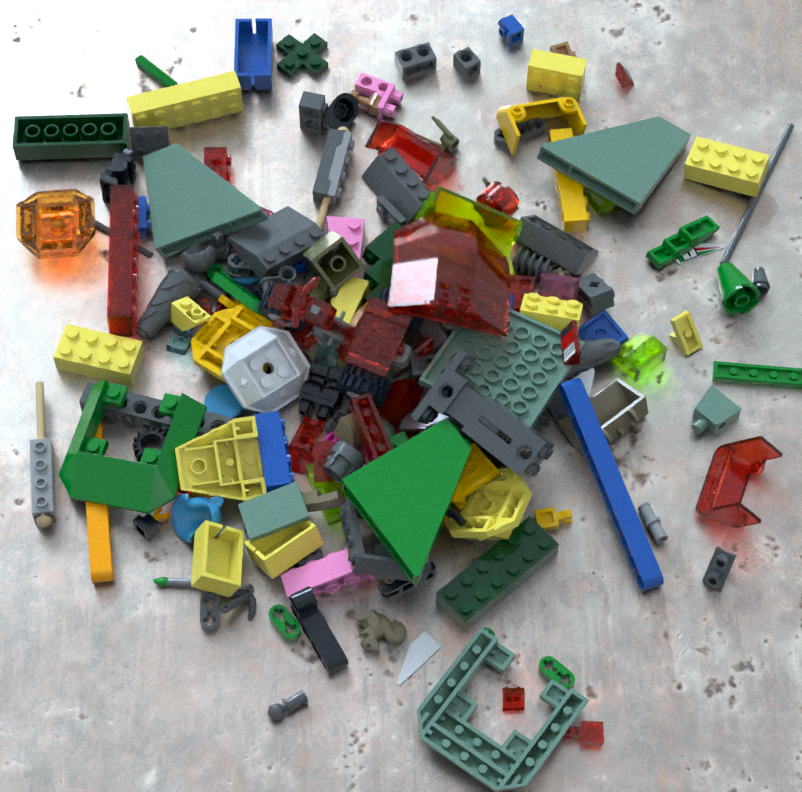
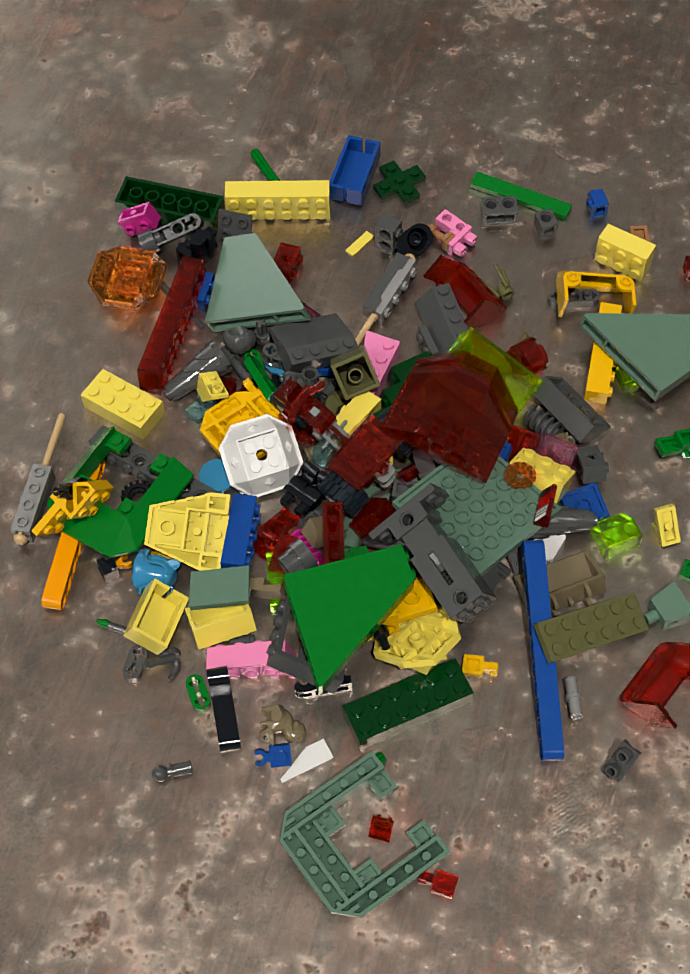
camera: 20 degrees right, 0 degrees up
(45, 158) = (138, 219): none -> dark pink brick
(68, 176) = (154, 239): none -> dark grey beam
(97, 462) = (72, 501): none -> yellow piece
(283, 129) = (359, 243): none -> light yellow window
(387, 660) = (278, 755): none -> blue plate
(437, 40) = (524, 196): none -> green tile
(531, 314) = (520, 468): none -> clear orange gear
(559, 670) = (435, 813): green beam -> none
(649, 450) = (590, 627): none -> olive plate

